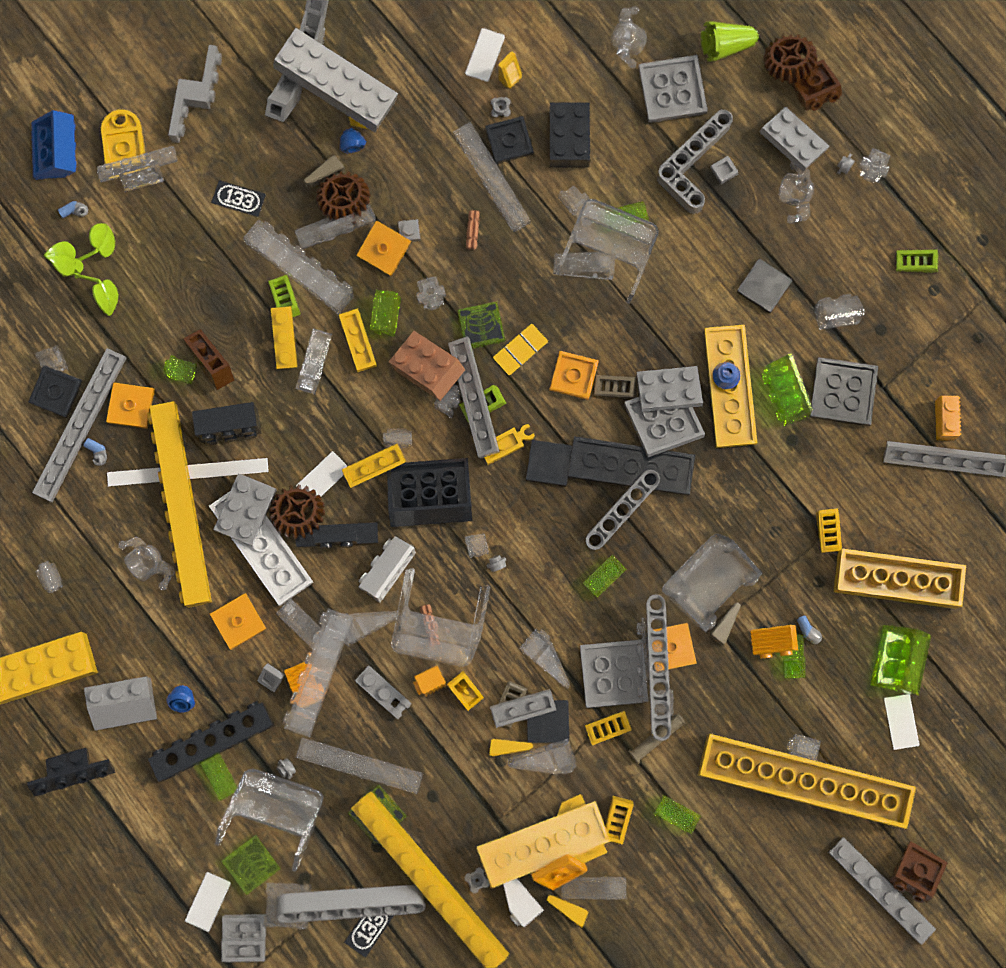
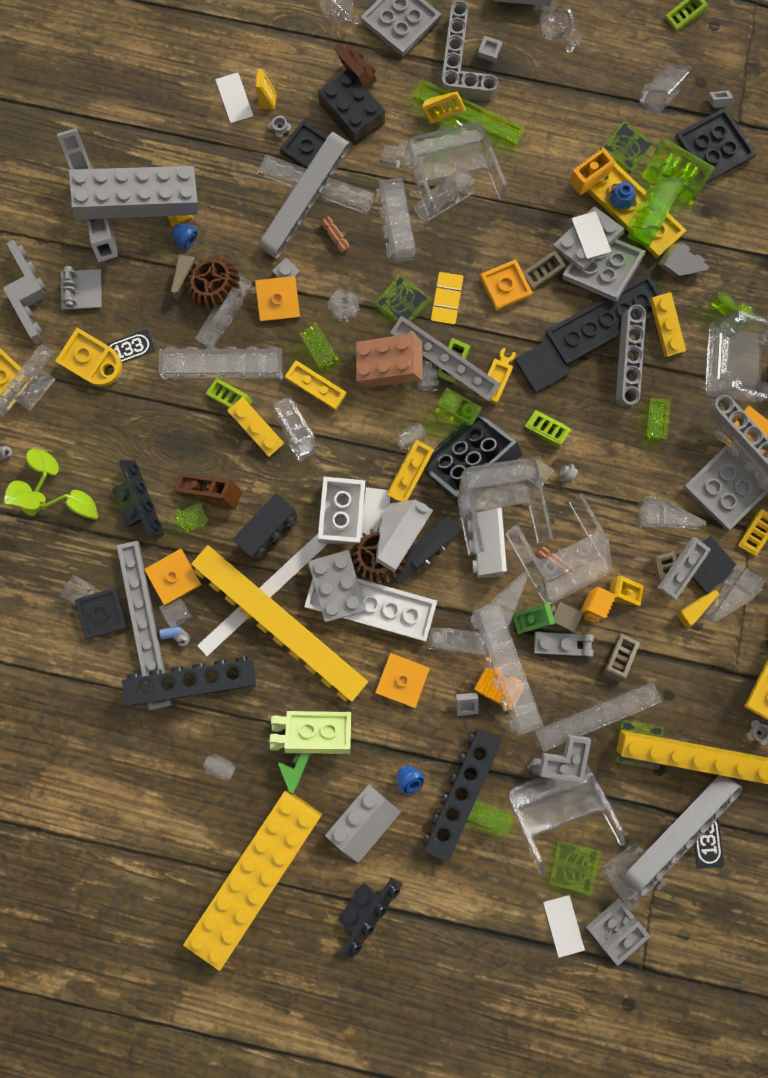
camera: 40 degrees left, 0 degrees up
(28, 473) = (132, 684): none -> black brick
(99, 626) = (291, 774): none -> bright green slope
(109, 434) = (175, 613): none -> clear panel
(138, 605) = (312, 732): none -> yellowish green tile
(146, 561) = (289, 691): clear piece -> none
(148, 324) = (135, 500): none -> black bracket
(201, 184) = (89, 359): none -> yellow plate
(239, 123) = (80, 289): none -> light grey hinge
(294, 453) = (341, 511): none -> white slope
(306, 783) = (571, 765): none -> light grey plate
(325, 503) = (399, 529): none -> light grey wedge
(374, 653) = (533, 618): none -> bright green slope
(399, 671) = (566, 617): none -> dark tan brick
(402, 746) = (613, 673): none -> dark tan slope
(428, 530) = (501, 486): none -> clear windscreen
(451, 443) = (457, 408): none -> clear neon green slope
(470, 180) = (304, 195): none -> light grey beam
(516, 531) = (551, 423): none -> lime slope
(529, 256) = (396, 219): none -> clear brick
(598, 104) = (353, 60): none -> reddish brown plate
(639, 191) = (434, 116): none -> yellow slope
(662, 211) = (493, 123): none -> clear neon green plate
(671, 387) = (591, 234): none -> white sticker
(676, 507) = (667, 324): none -> yellow plate
(714, 336) = (592, 171): none -> light orange brick
(729, 466) = (680, 261): none -> light grey slope
(738, 407) = (654, 210): none -> clear neon green slope
(742, 541) = (726, 305): none -> clear neon green slope
(764, 286) = (591, 113): tile -> none
(770, 337) = (628, 147): none -> tile
(881, 356) = (720, 99): none -> light grey plate

